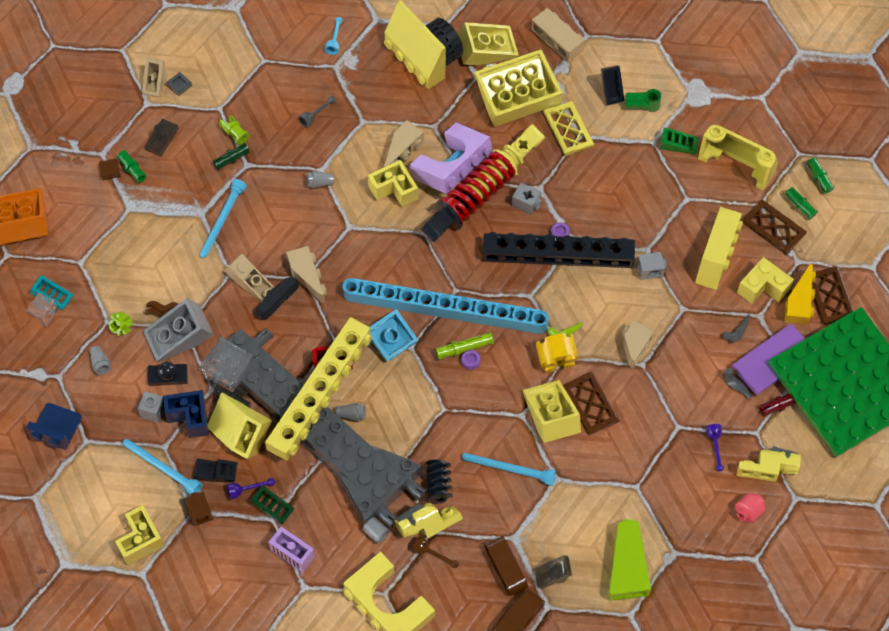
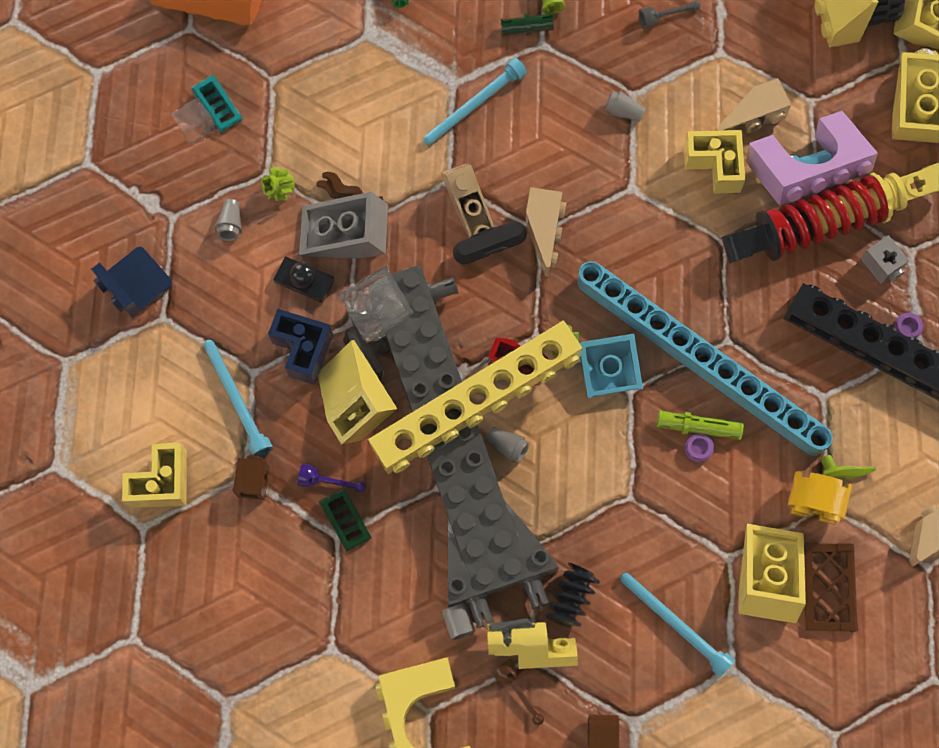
camera: 30 degrees right, 10 degrees up
(151, 407) = (259, 313): light grey brick -> none
(215, 471) = (298, 437): black slope -> none
(292, 549) = (337, 594): lavender brick -> none

